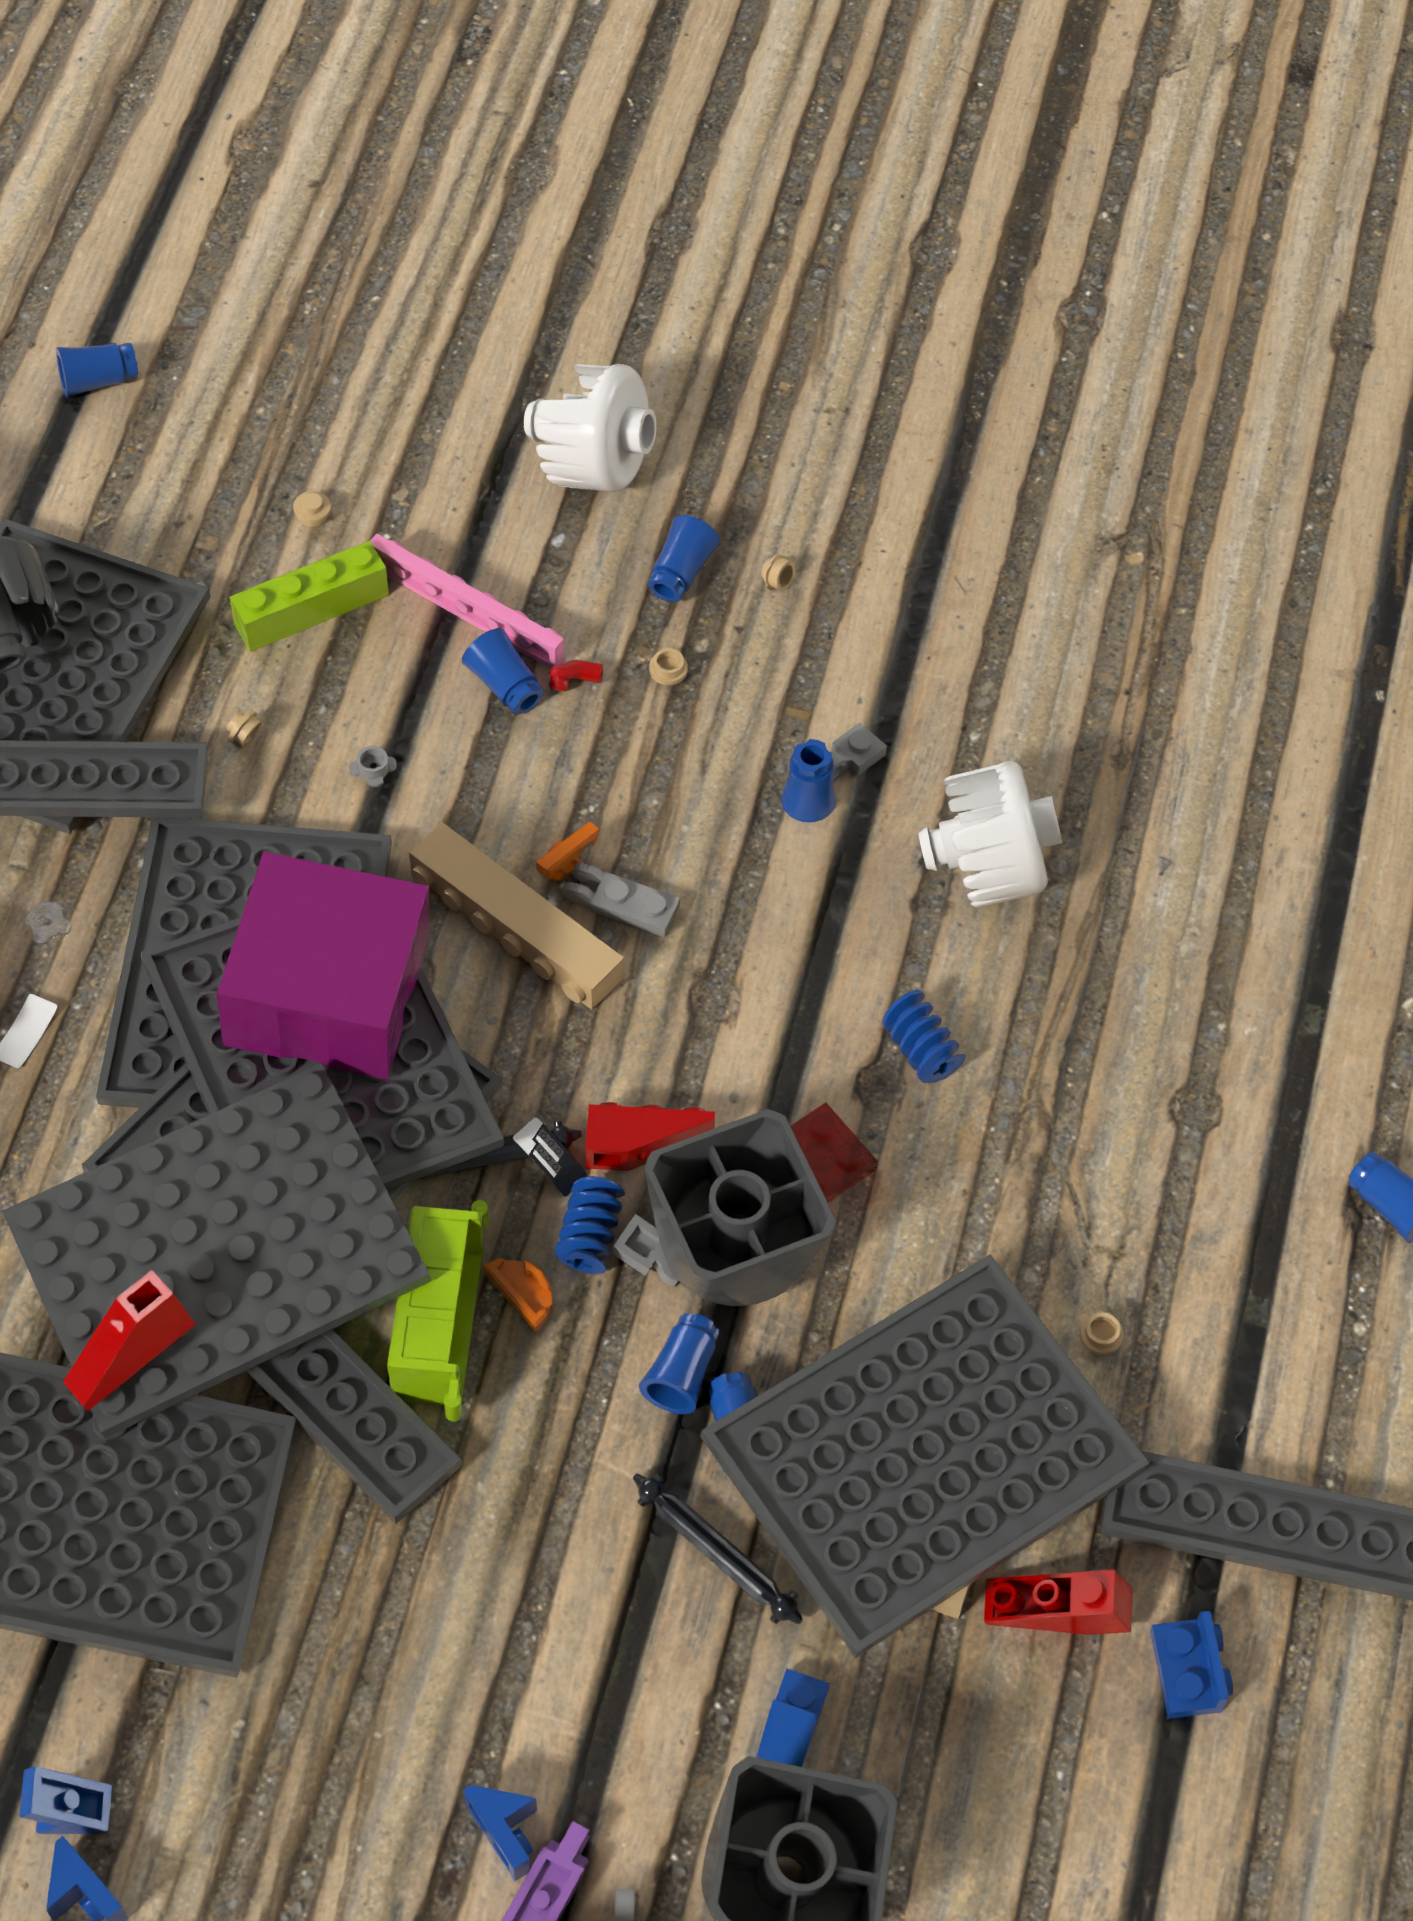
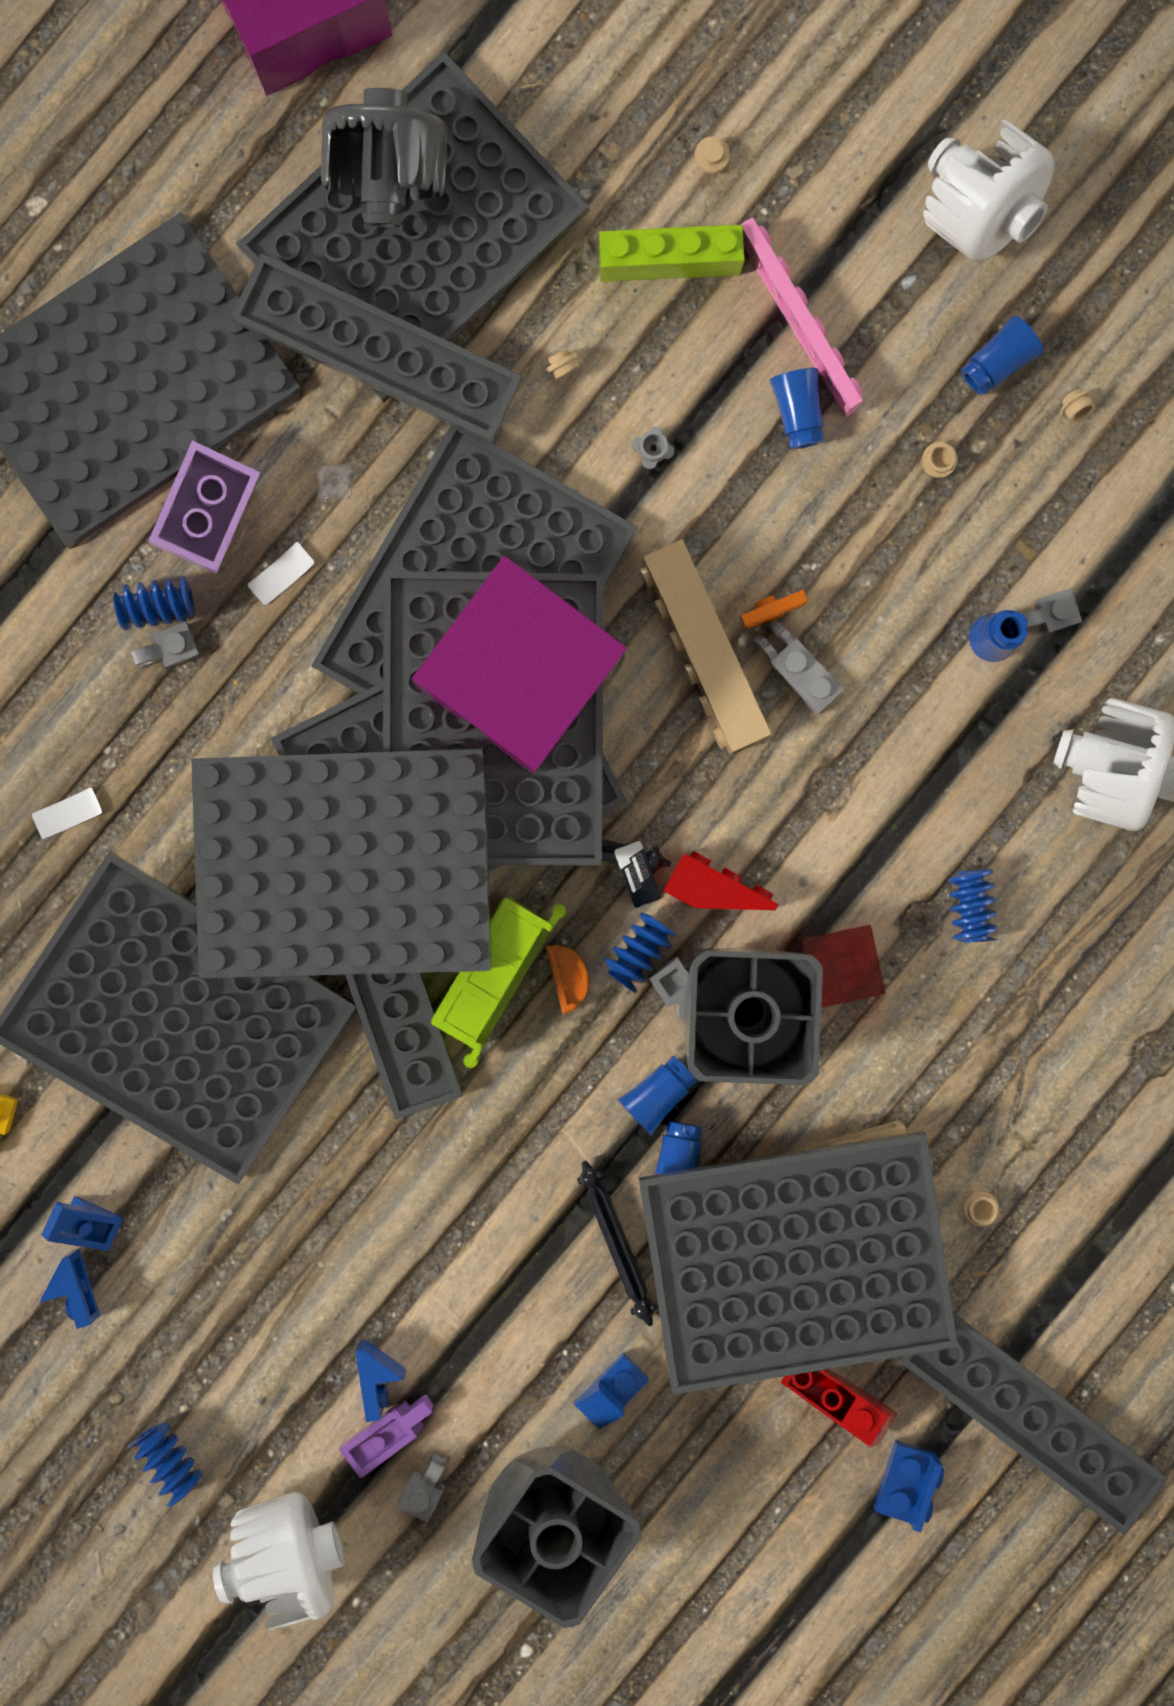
camera: 35 degrees right, 30 degrees up
(128, 1337) = (239, 929): red slope -> none
(574, 669) = (857, 426): red arm -> none

